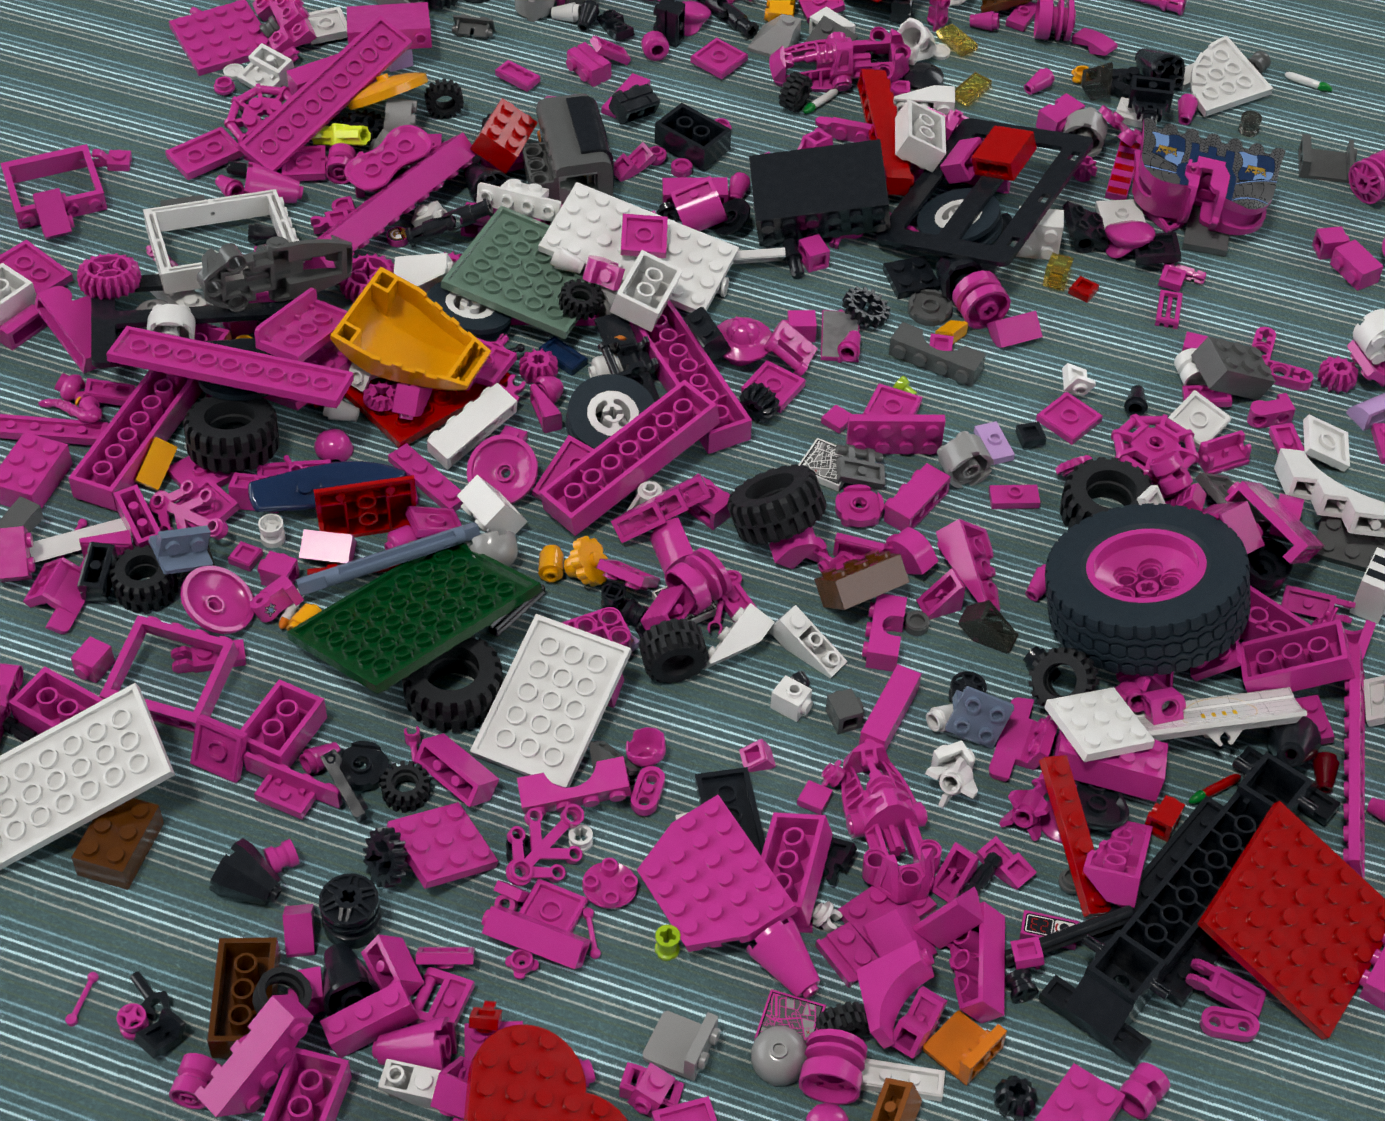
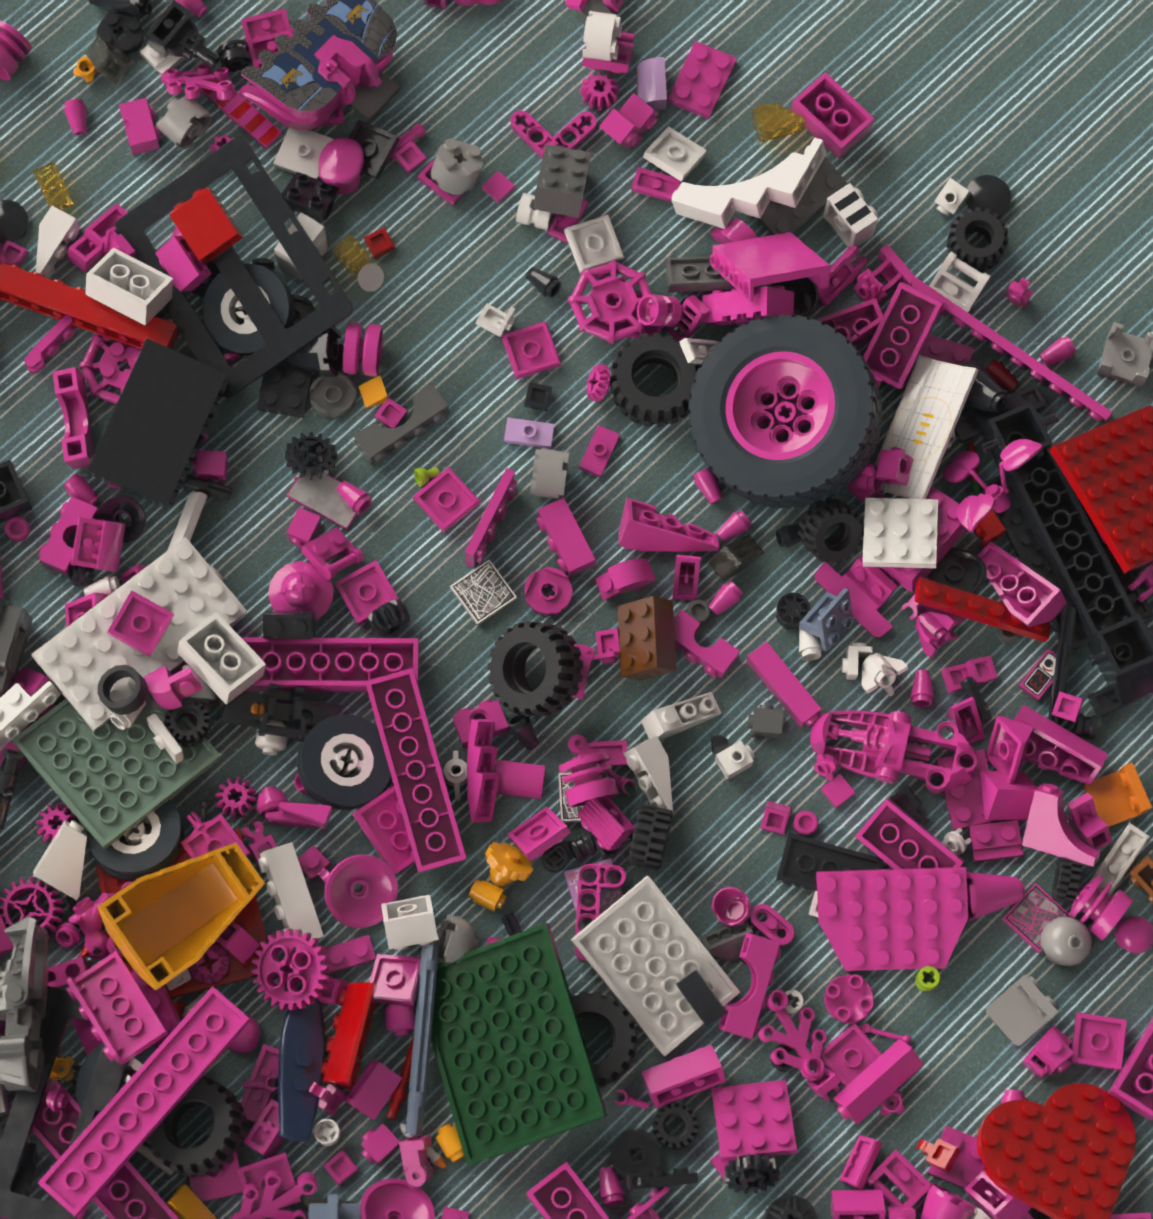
camera: 65 degrees left, 25 degrees up
(172, 320) = (46, 1138): white brick -> none
(210, 325) = (57, 1098): none -> dark pink plate
(302, 517) = (329, 1098): none -> dark pink plate
(403, 443) = (311, 974): none -> dark pink gear
(537, 748) = (701, 998): none -> black slope
(551, 408) = (310, 813): none -> dark pink slope
(553, 289) = (165, 739): none -> white plate
(567, 357) = (229, 766): dark blue tile -> none
(579, 239) = (110, 677): none -> black tyre
(717, 531) = (523, 731): none -> black cone
(766, 783) = (805, 823): none -> dark pink tile
(836, 419) = (433, 554): dark pink tile -> none
(855, 546) = (599, 618): dark pink plate -> none
(860, 471) = (514, 570): dark grey plate -> none
(943, 635) = (725, 598): none -> dark pink cone
(962, 826) = (922, 690): none -> dark pink cone
(1015, 329) = (403, 336): dark pink brick -> none
(1018, 617) = (736, 525): none -> dark pink cone
(1049, 291) = (370, 277): none -> white sticker
(1096, 41) = (45, 25): dark pink slope -> none
(1188, 302) = (457, 166): none -> light grey brick
(1198, 799) = (976, 508): none -> dark pink plant
(1224, 453) = (642, 246): dark pink hinge -> none
(1271, 412) = (612, 183): dark pink leg -> none
(1323, 398) = (630, 122): none -> dark pink brick

